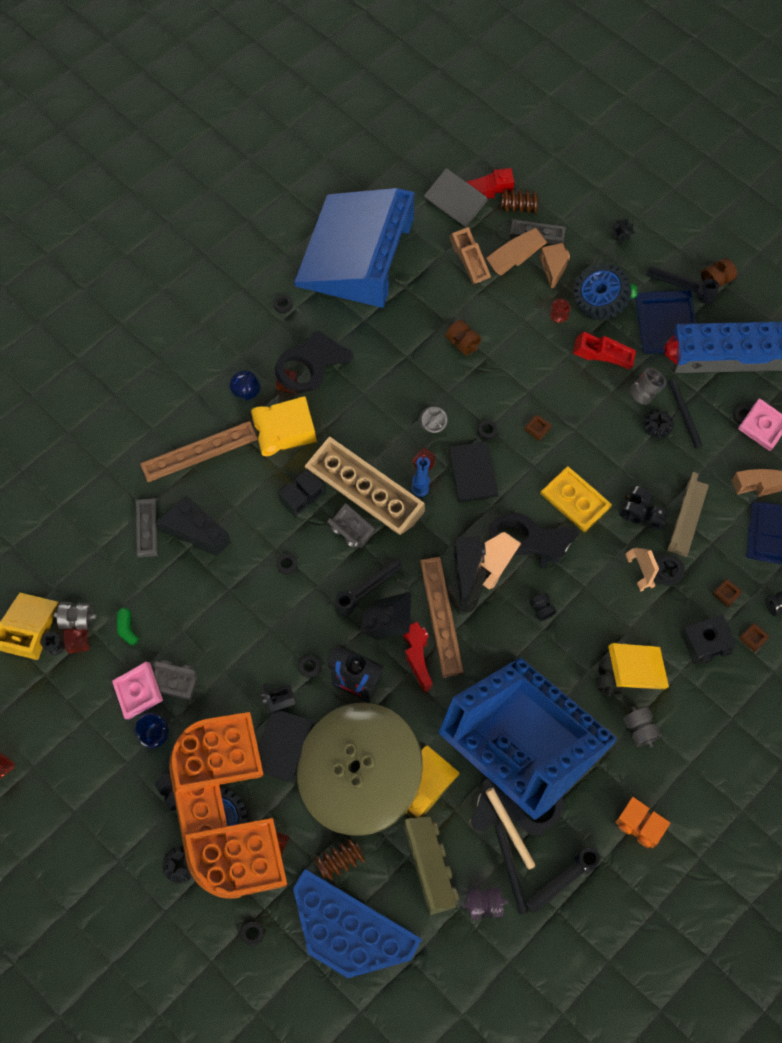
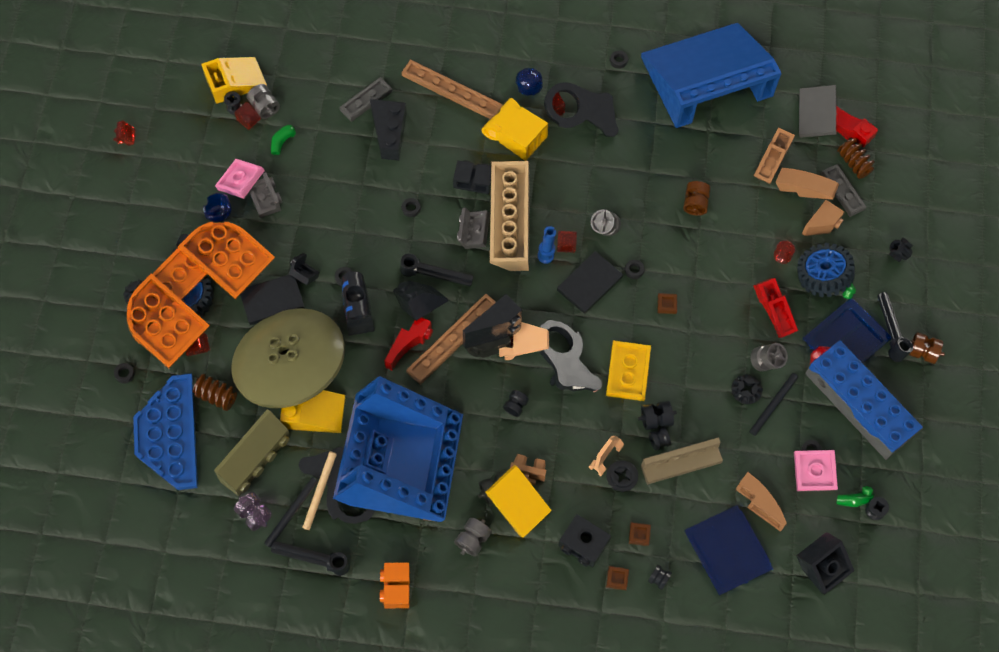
camera: 50 degrees right, 0 degrees up
(618, 633) = (533, 473): none -> medium nougat hips

